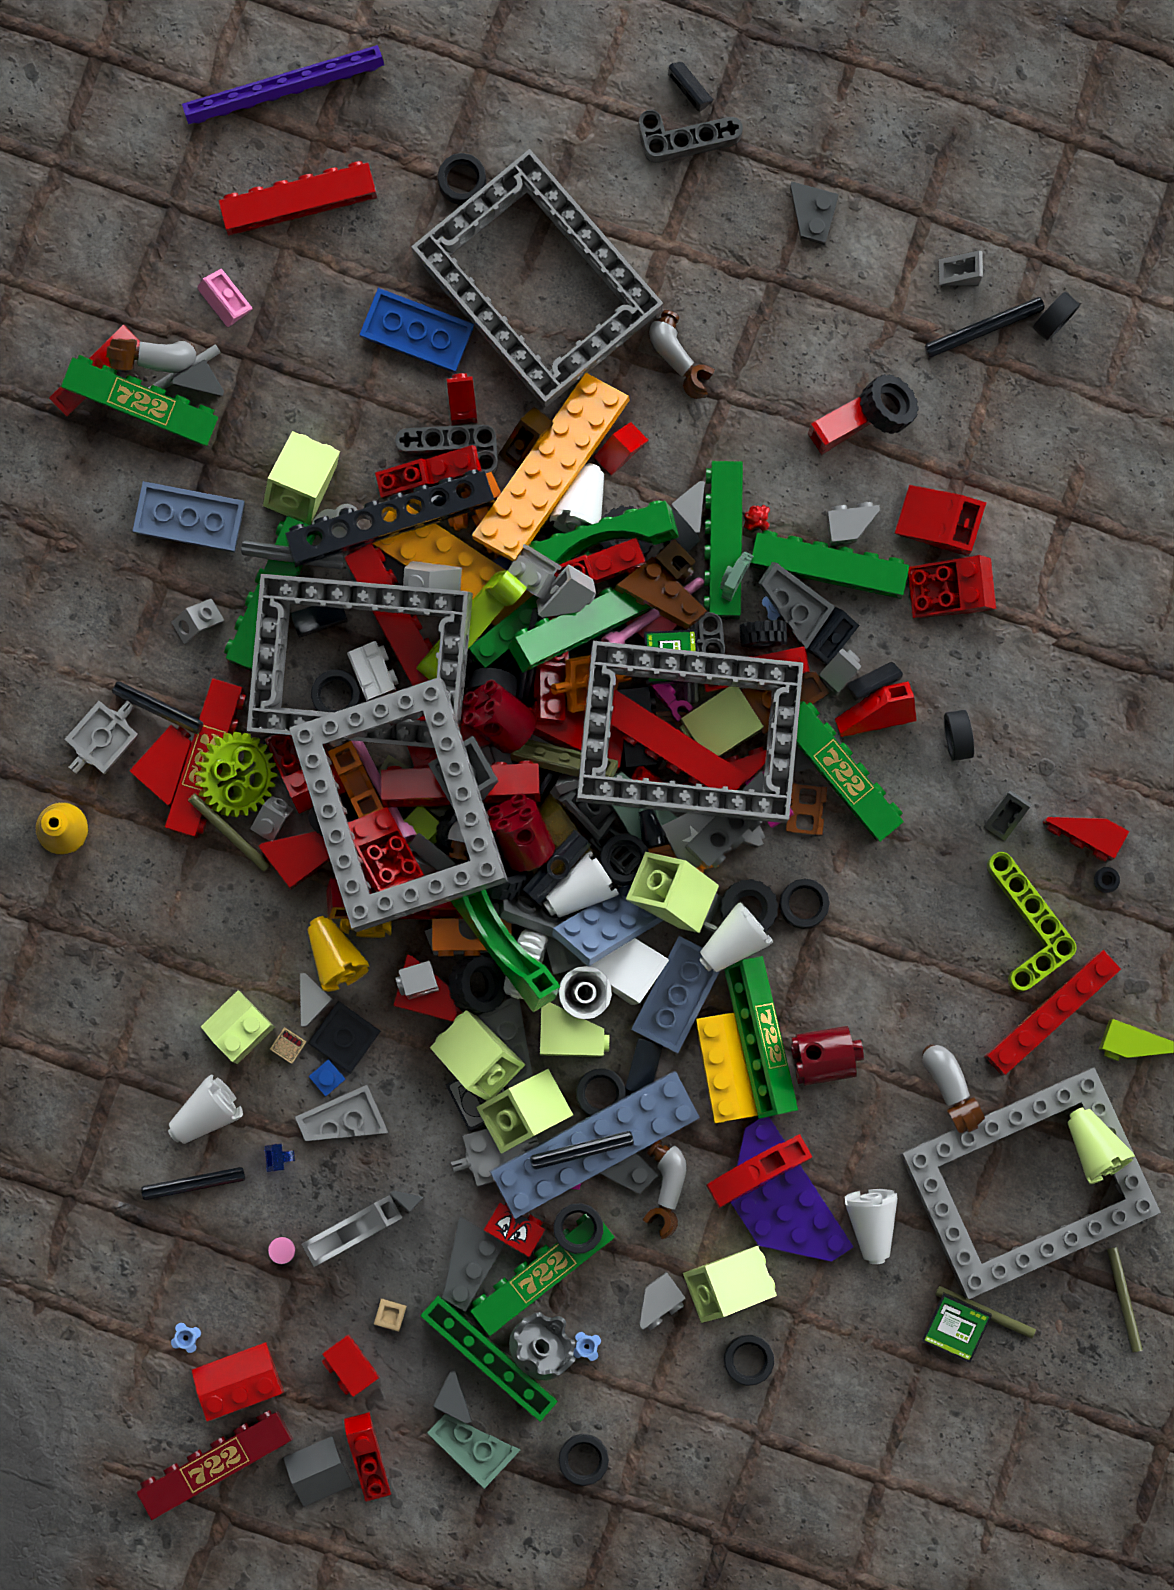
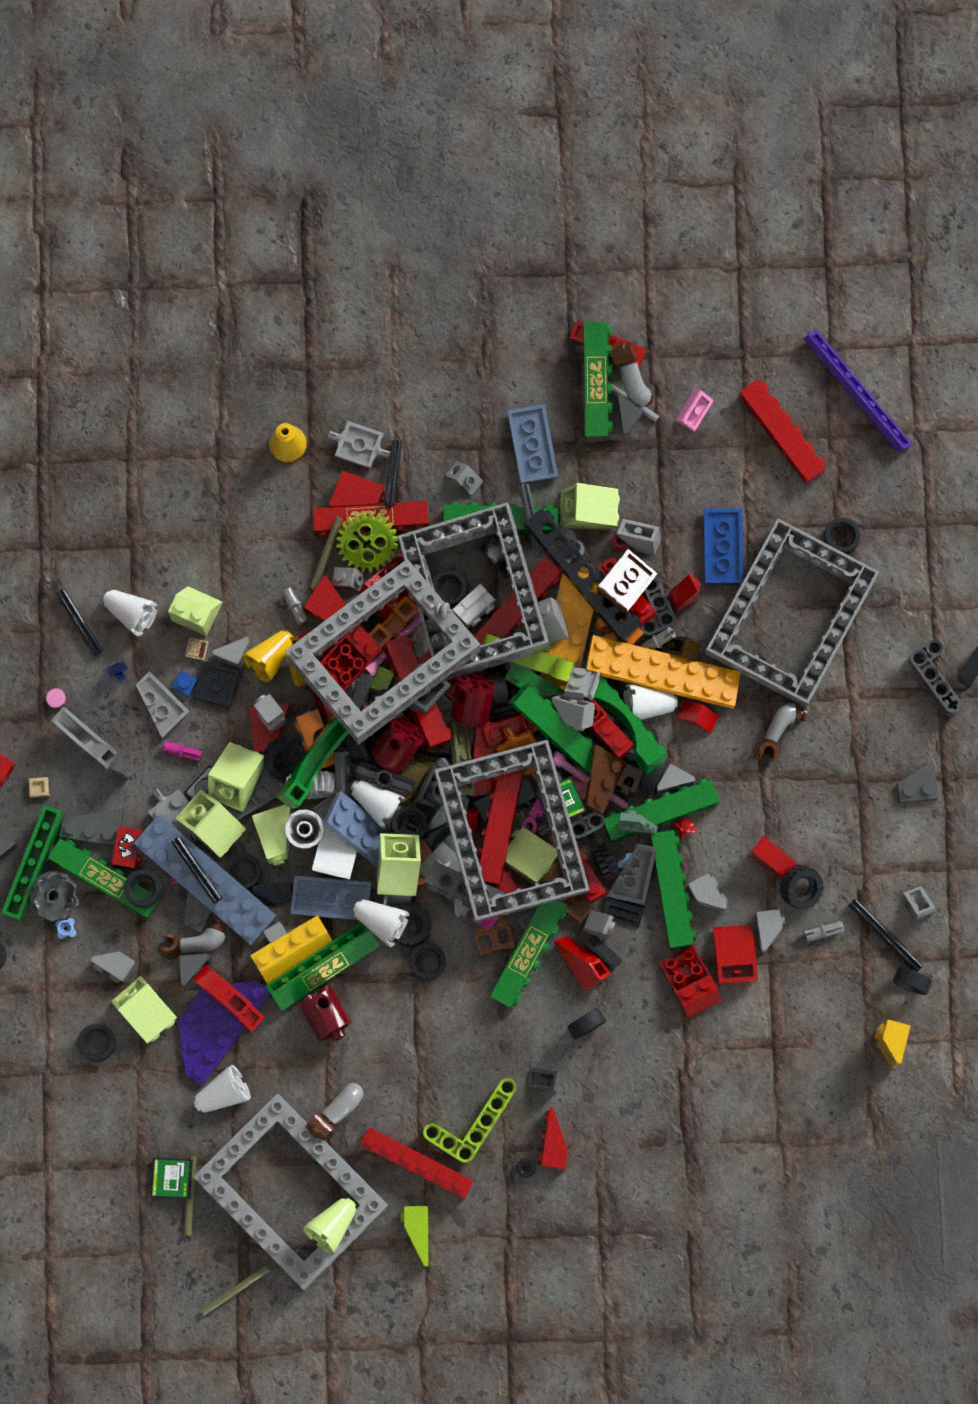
camera: 75 degrees right, 5 degrees down
(281, 898) = (294, 606): none -> light grey axle
(359, 448) = (615, 538): none -> red plate
(364, 428) = (640, 536): none -> light grey slope
(374, 711) = (441, 609): none -> light grey hair
(414, 1113) = (182, 751): none -> dark pink axle
(420, 465) = (626, 581): none -> tile
(507, 457) = (658, 640): none -> light grey axle
(696, 1080) = (275, 932): none -> light grey slope
(701, 1202) = (190, 966): none -> dark grey slope
(922, 465) = (768, 926): none -> light grey slope
(952, 399) = (824, 931): none -> light grey axle
(1126, 368) = (892, 1041): none -> yellow slope

